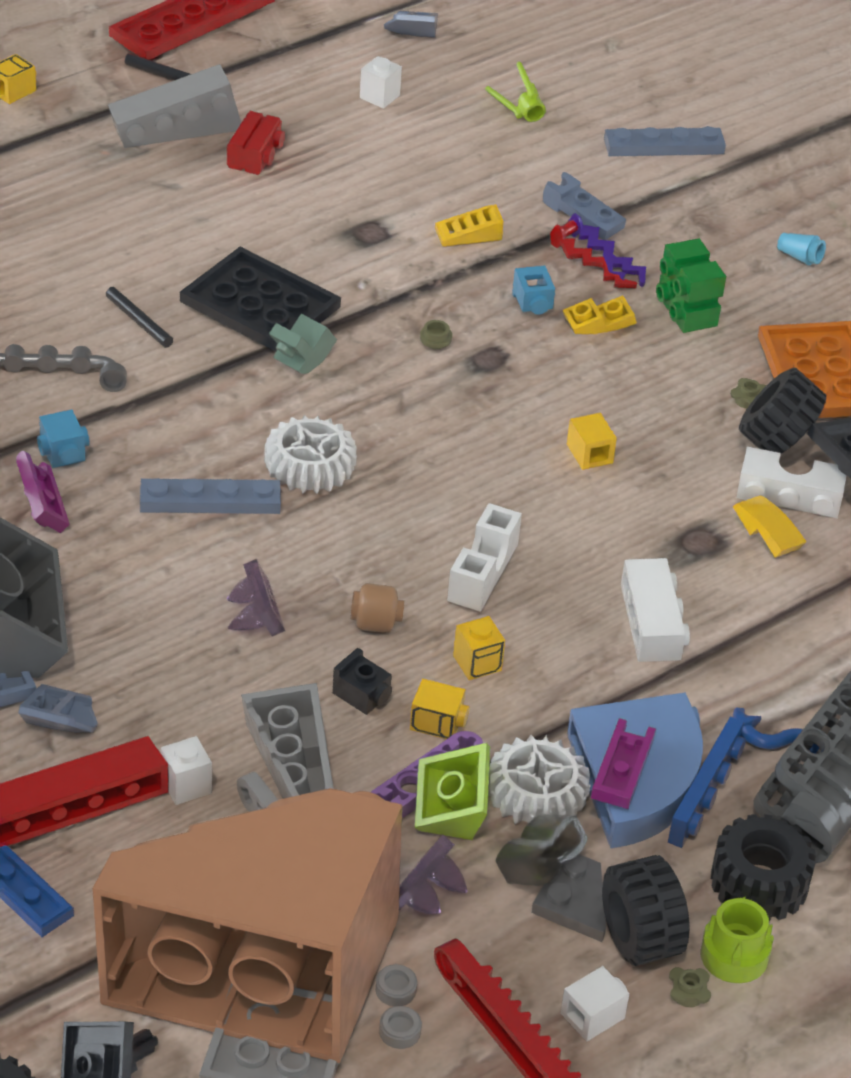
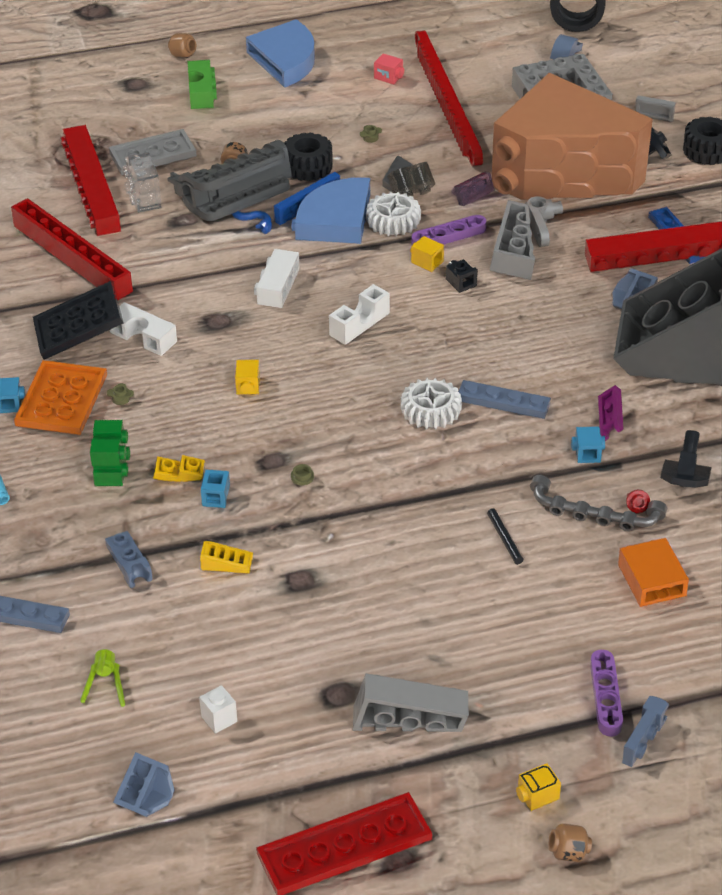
camera: 155 degrees left, 0 degrees up
(154, 67) = (395, 780): black bar -> none
(188, 770) = (574, 249): white brick -> none
(255, 143) = (349, 671): red brick -> none
(255, 295) = (413, 525): black plate -> none
(263, 610) = (499, 326): clear purple tile -> none
(303, 345) = (404, 476): sand green brick -> none
(376, 608) = (435, 304): medium nougat head -> none
(453, 792) = (440, 207): lime slope -> none
(479, 648) = (389, 274): yellow brick -> none
(595, 1003) = (419, 130): white brick -> none
(608, 261) = (141, 531): piece -> none
(622, 766) = (353, 189): magenta hinge -> none
(645, 910) = (379, 138): black tyre -> none
(737, 941) = (341, 135): lime piece -> none
(776, 529) = (176, 309): yellow slope -> none
(782, 412) = (110, 343): black tyre -> none

